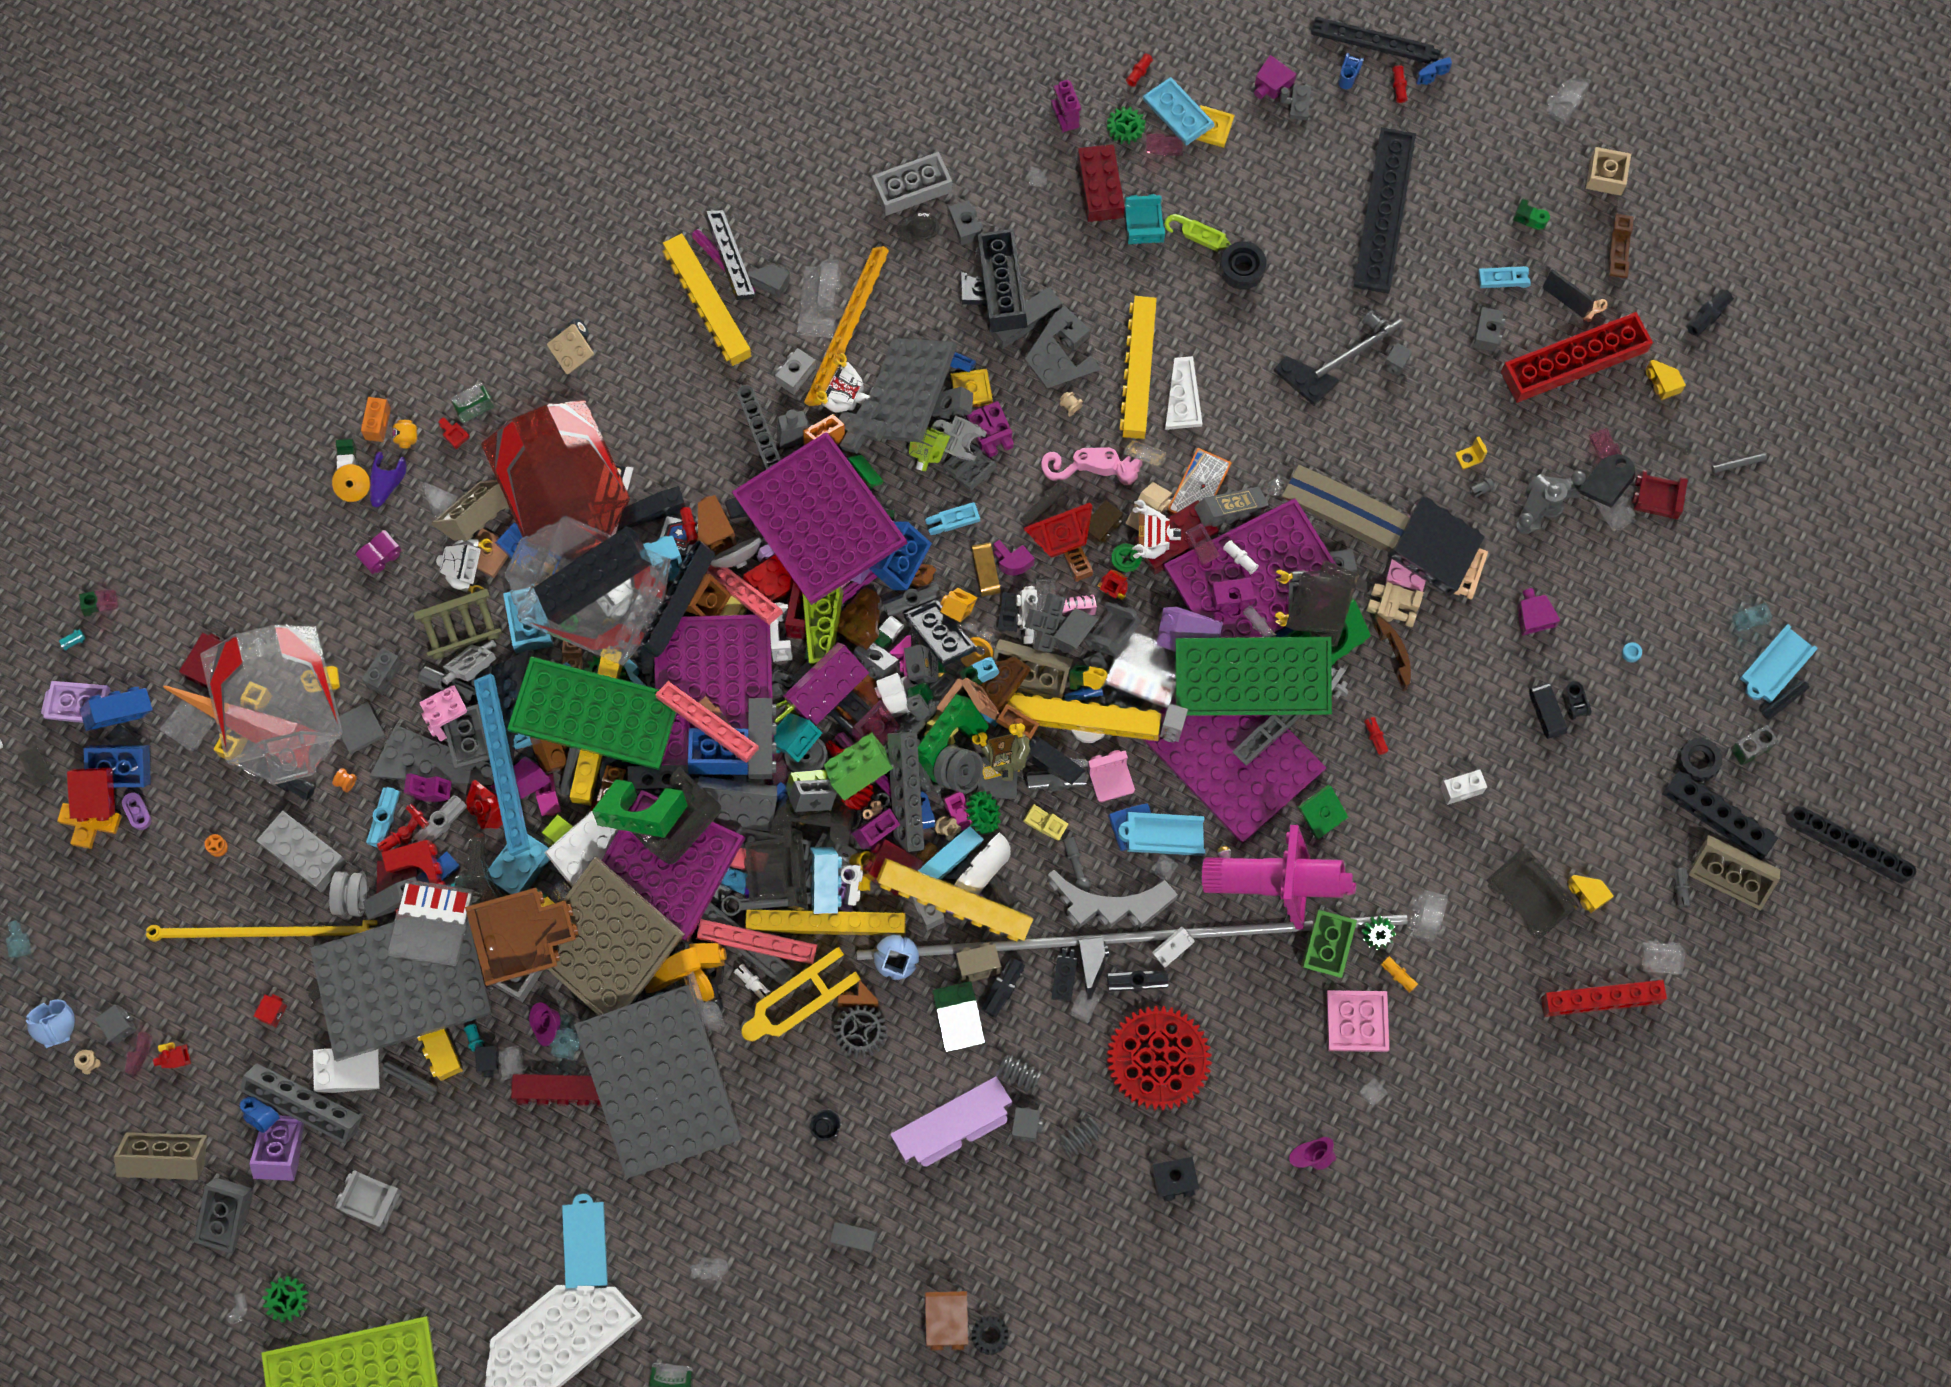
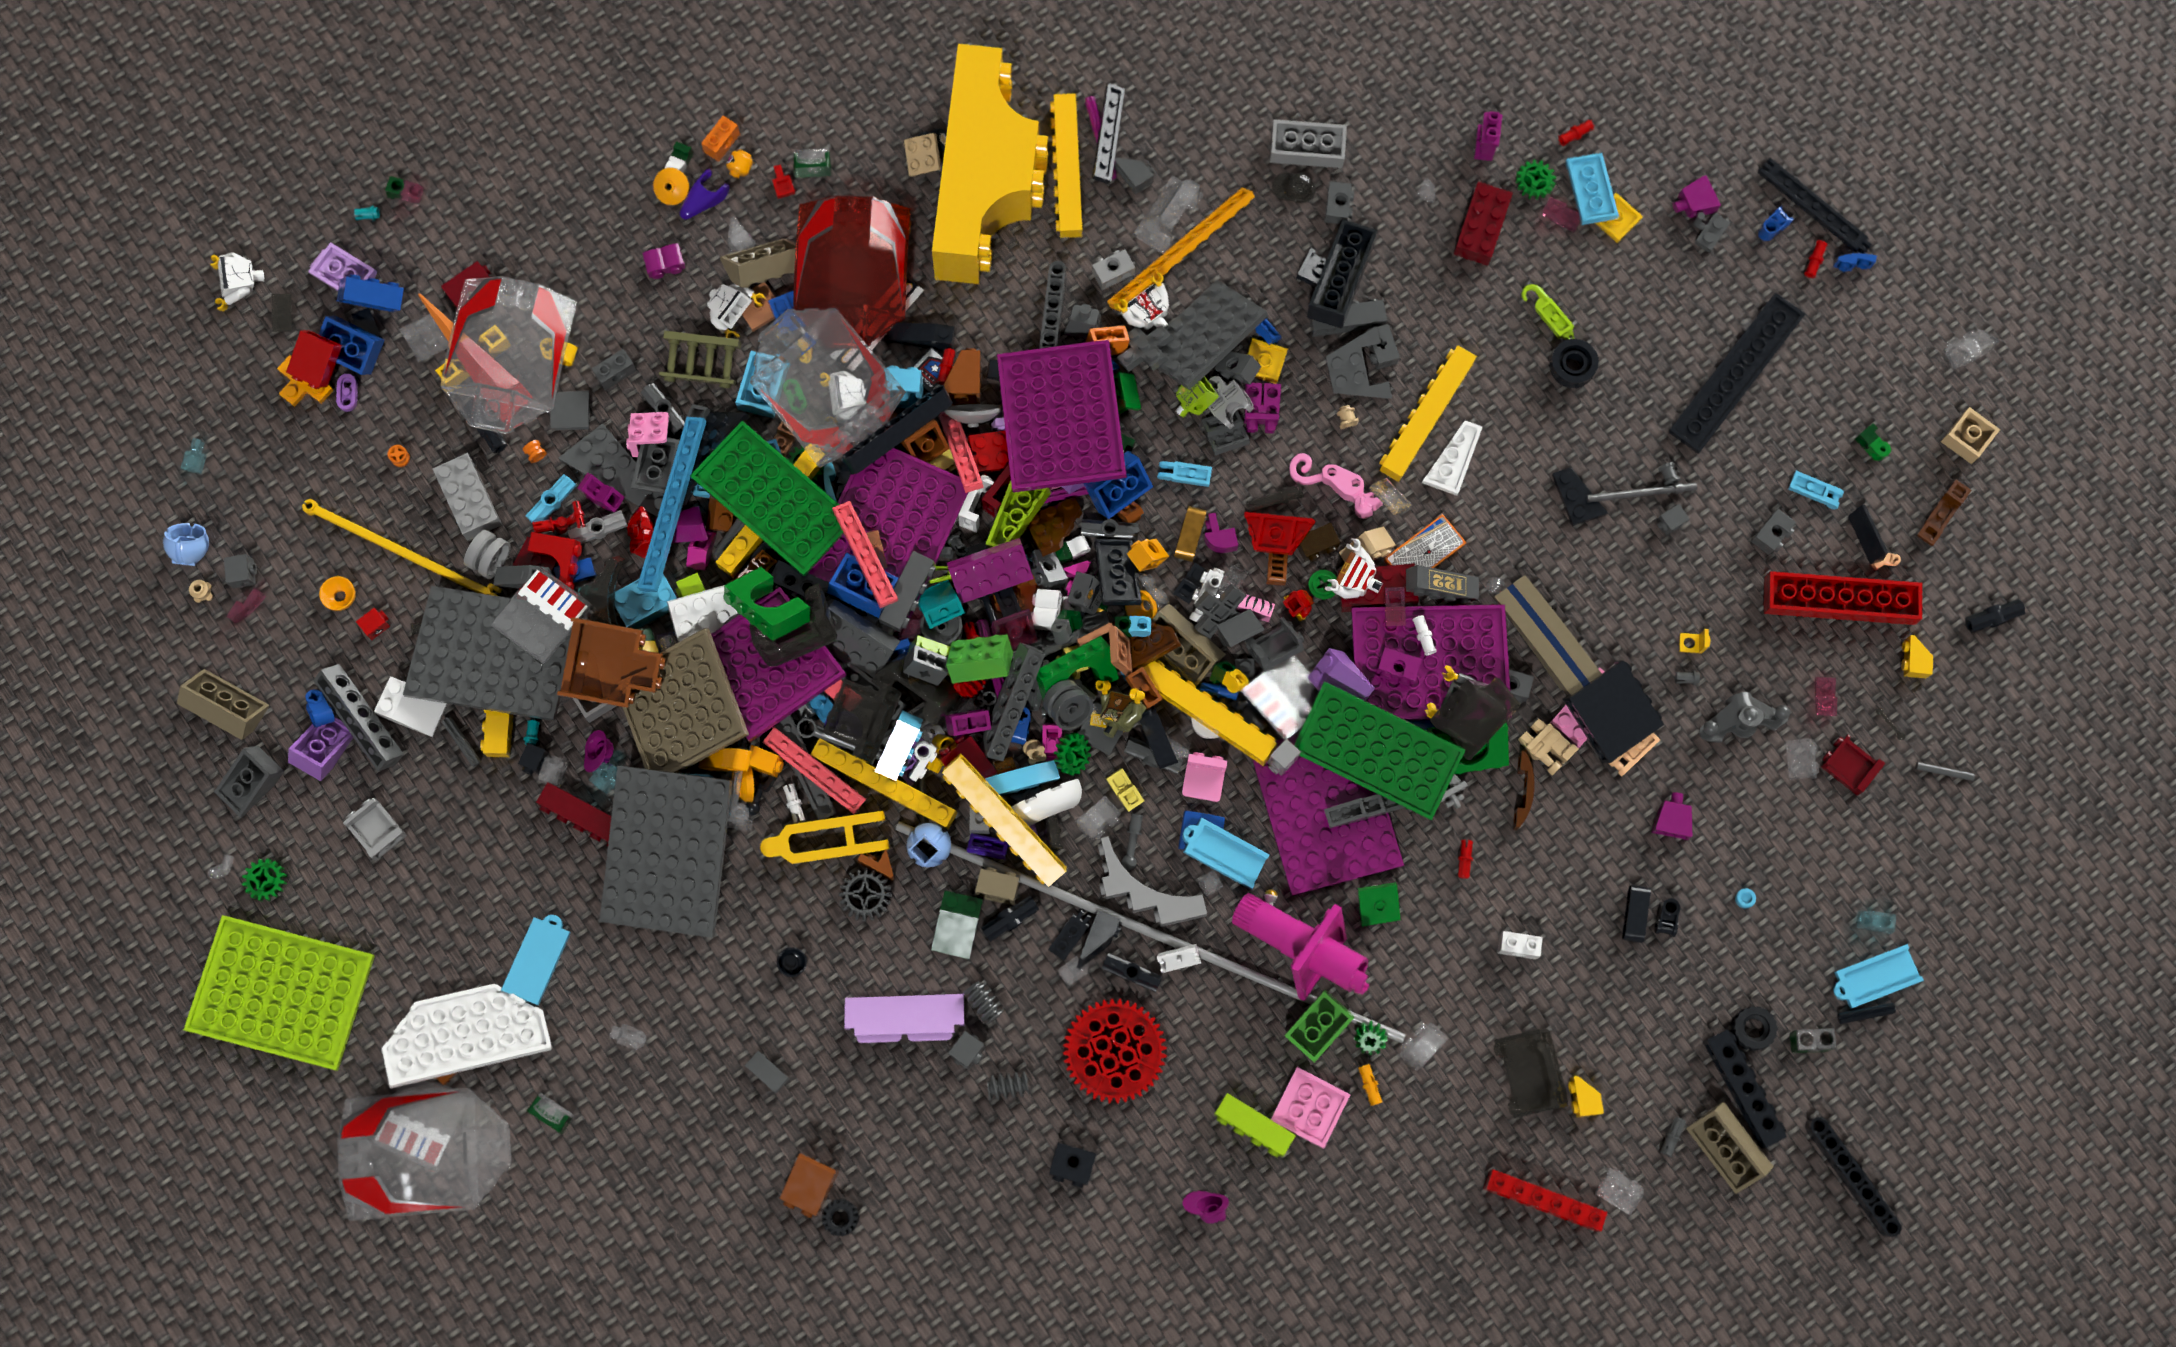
camera: 25 degrees right, 5 degrees up
(172, 1057) = (274, 625): red piece -> none
(215, 993) = (331, 588): none -> light orange piece
(469, 662) = (692, 398): light grey plate -> none
(592, 575) = (832, 373): black brick -> none
(639, 328) = (989, 166): none -> yellow brick
(876, 809) = (977, 705): light nougat arm -> none
(950, 935) = (987, 849): none -> dark purple tile
(1035, 859) = (1098, 819): none -> clear brick
(1144, 219) = (1506, 276): teal panel -> none
(1258, 622) = (1408, 704): clear pin -> none
(1317, 1061) = (1255, 1125): none -> lime brick
(1373, 1092) = (1289, 1178): clear plate -> none
(1609, 481) = (1809, 728): black tile -> none

